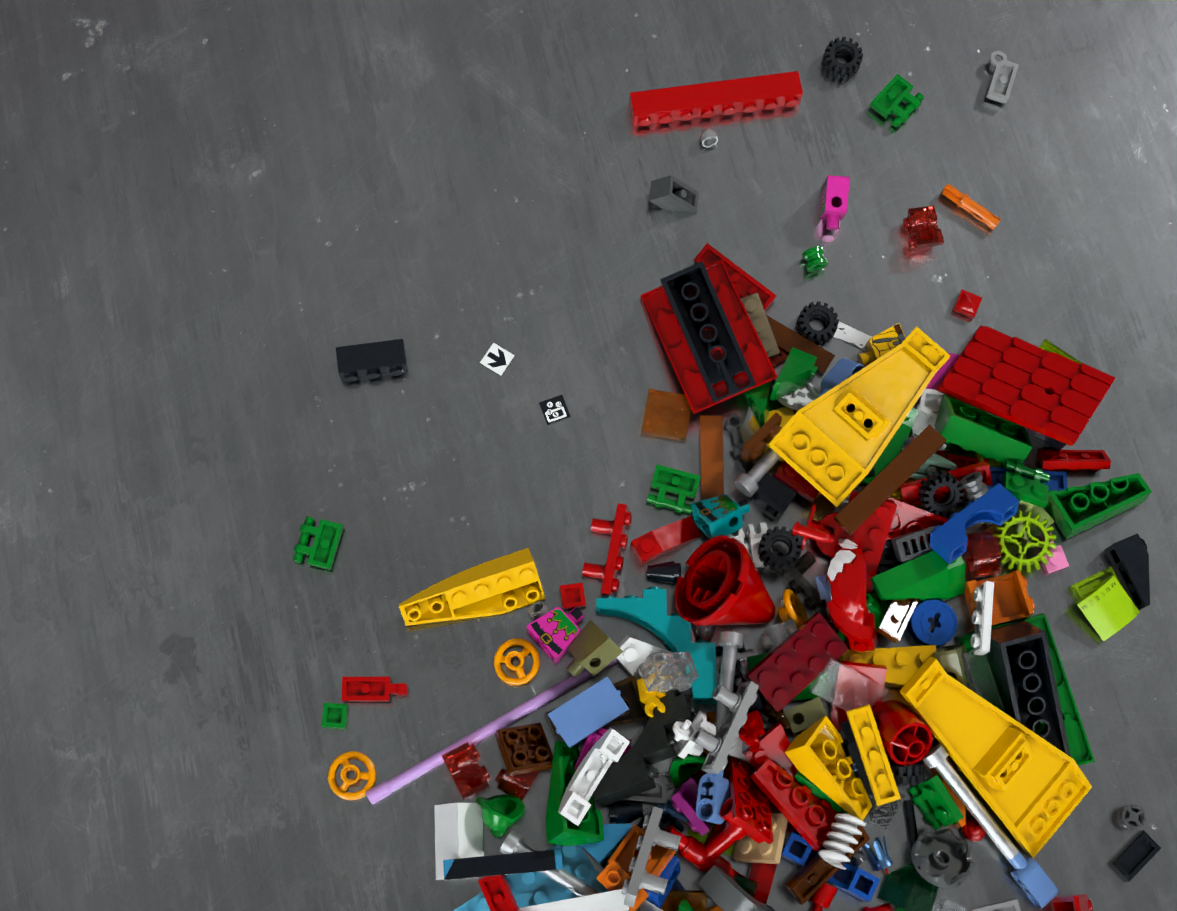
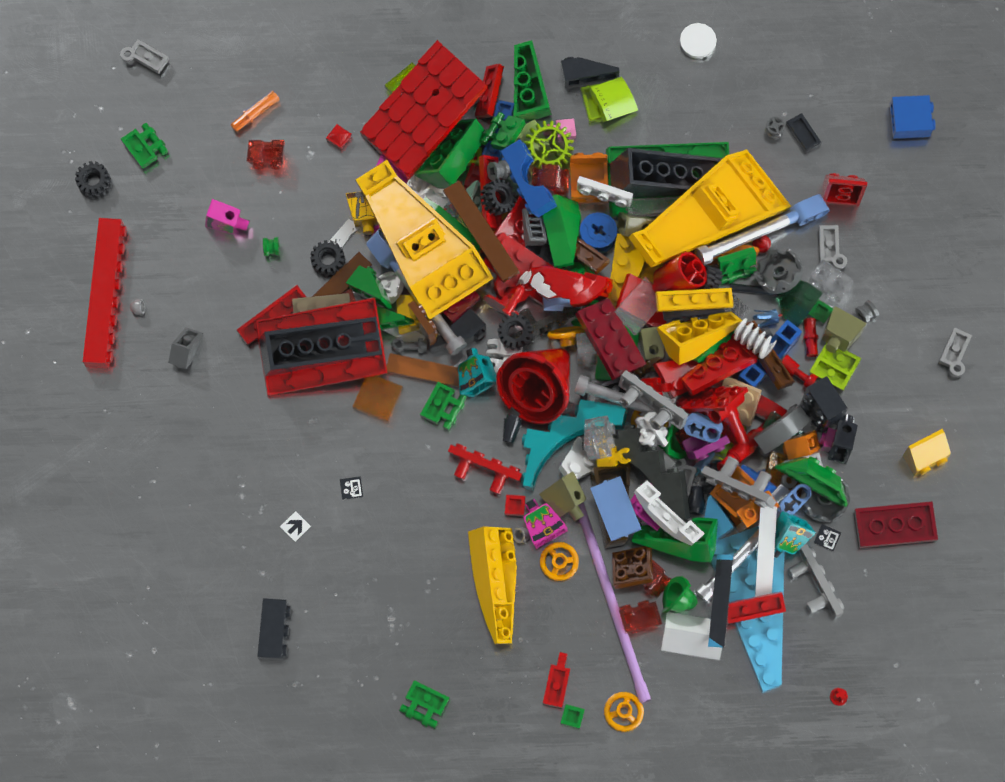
camera: 70 degrees left, 0 degrees up
(664, 540) = (485, 422): red slope -> none

